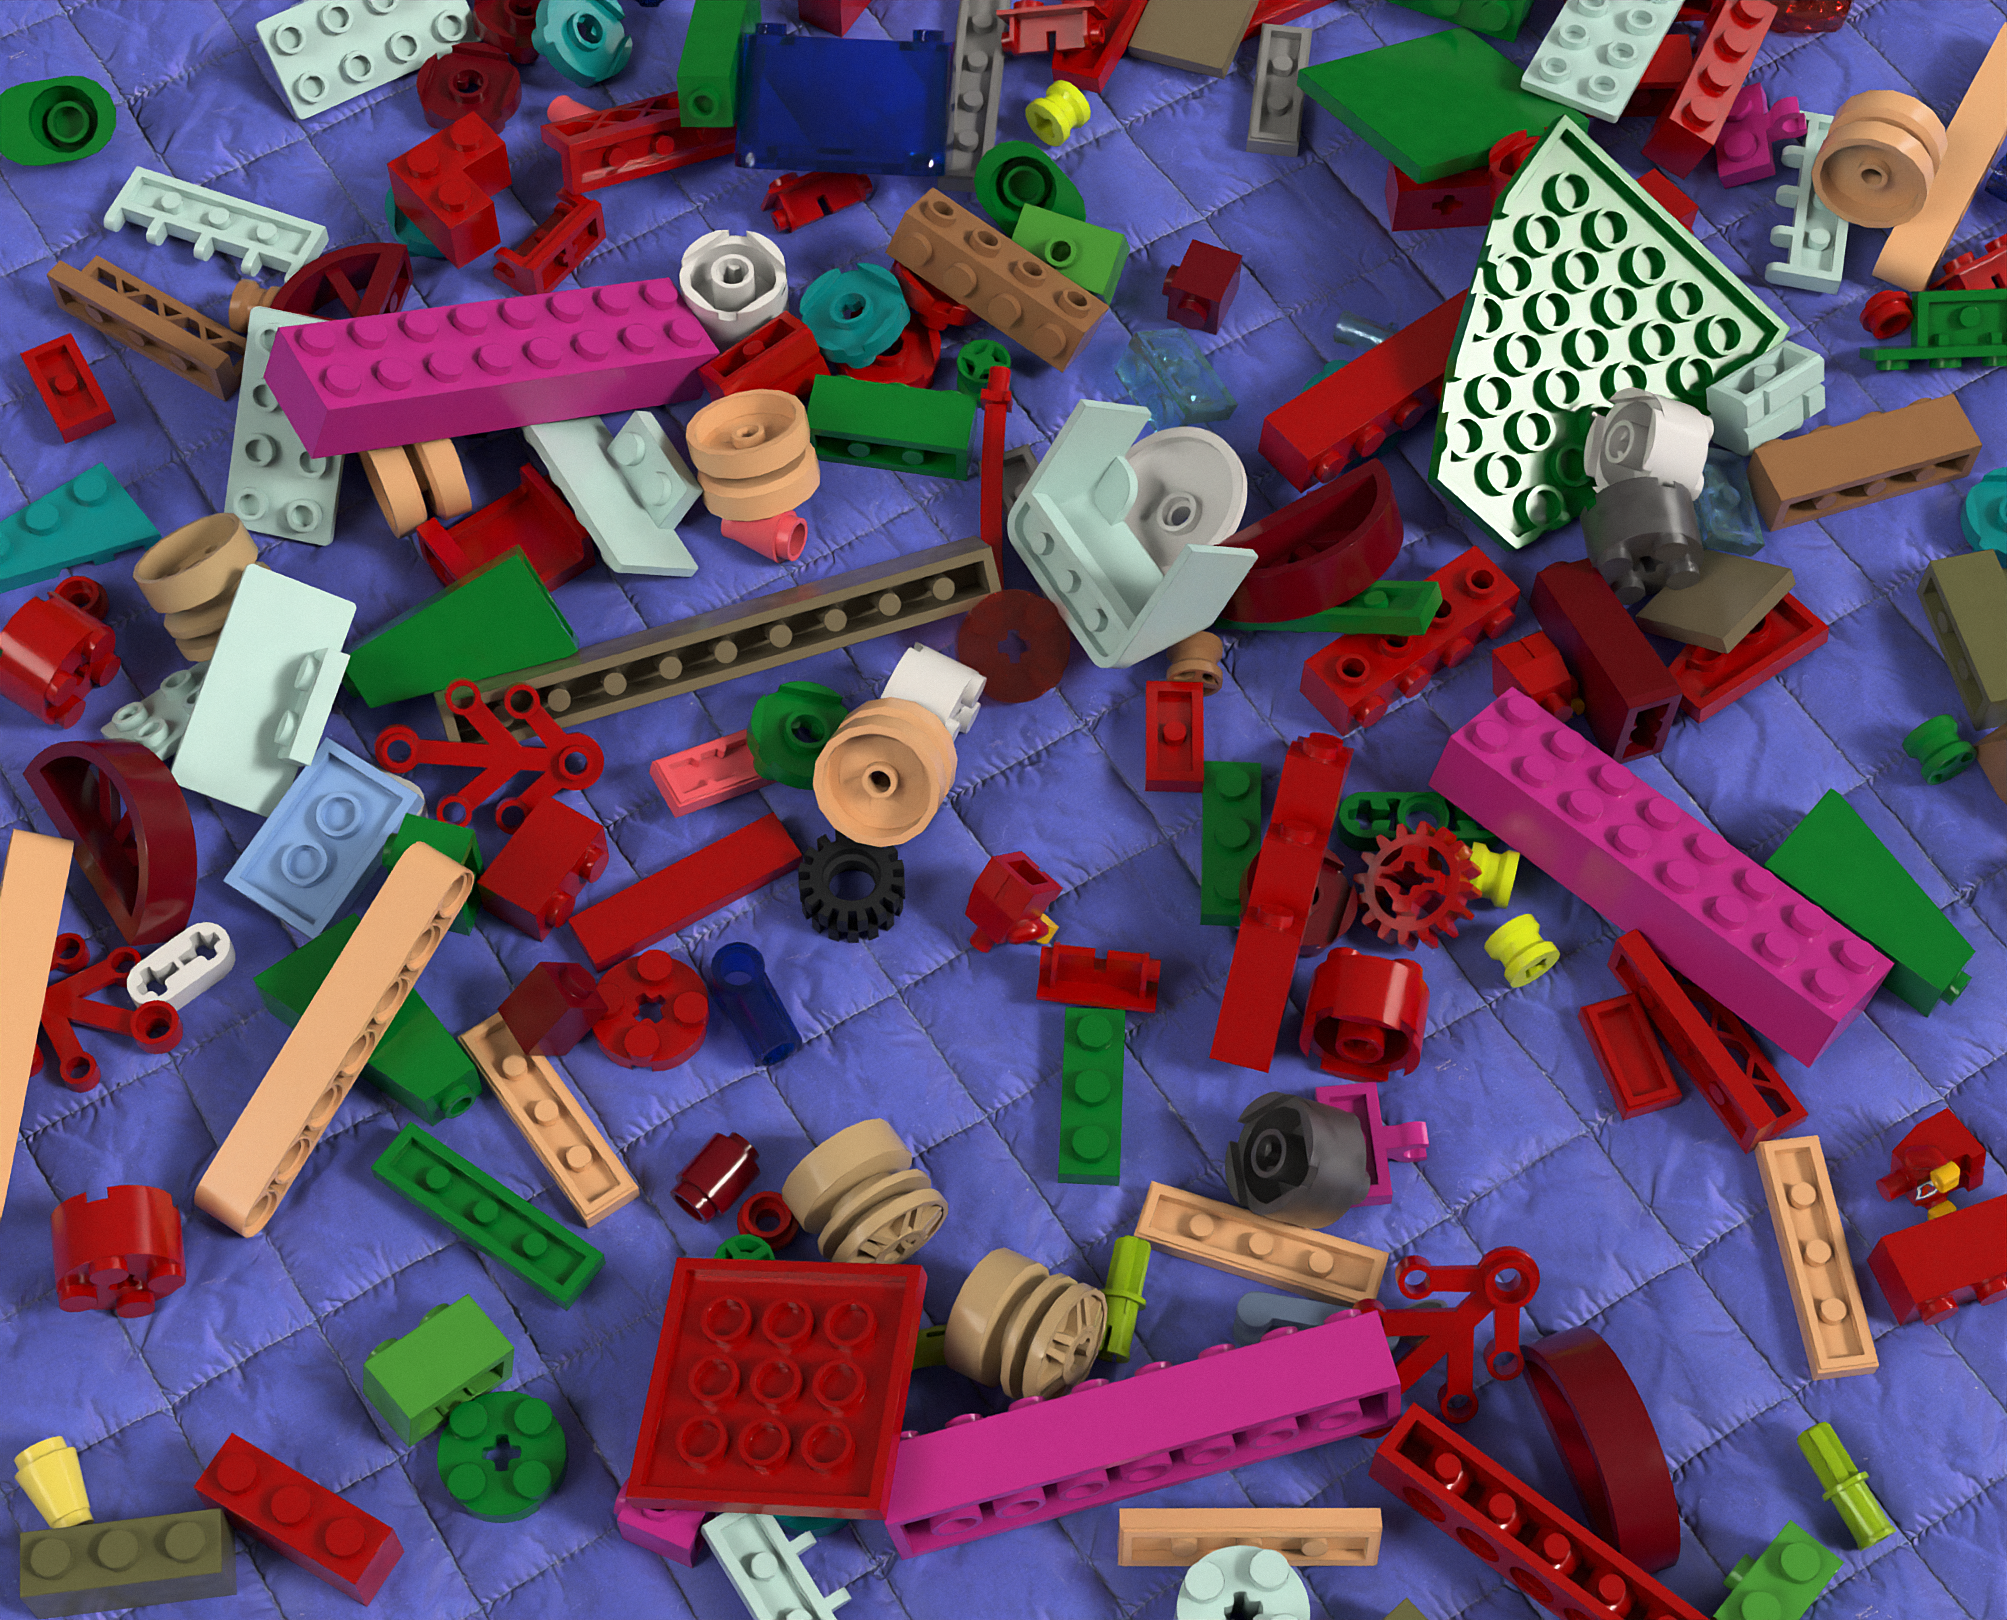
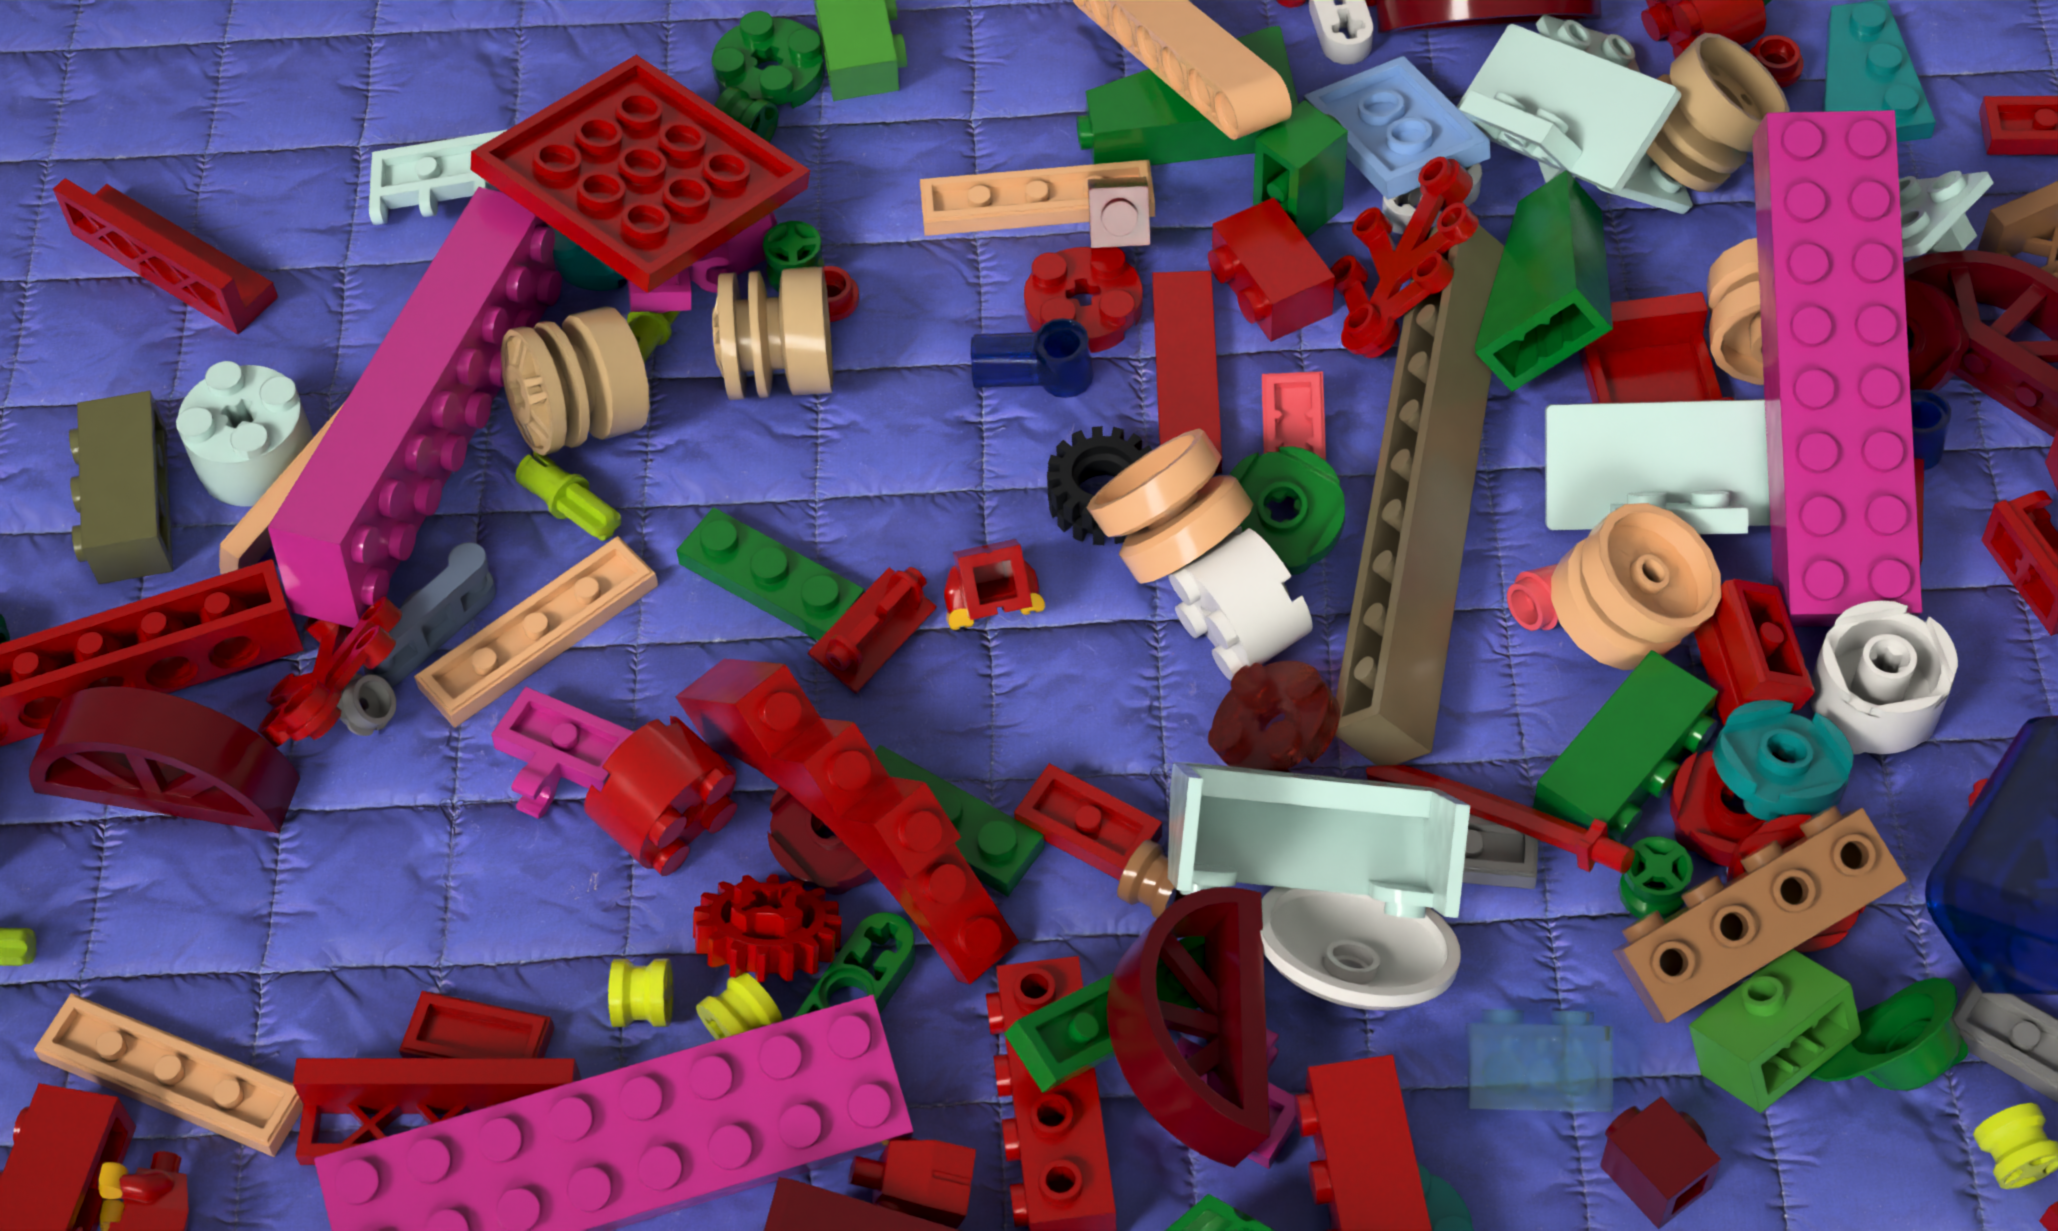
camera: 125 degrees right, 5 degrees down
(488, 1216) = (969, 119): green plate -> none
(602, 1417) = (757, 115): none -> green wheel
(716, 1177) = (889, 269): dark red brick -> none
(1297, 1161) = (564, 654): flat silver brick -> none

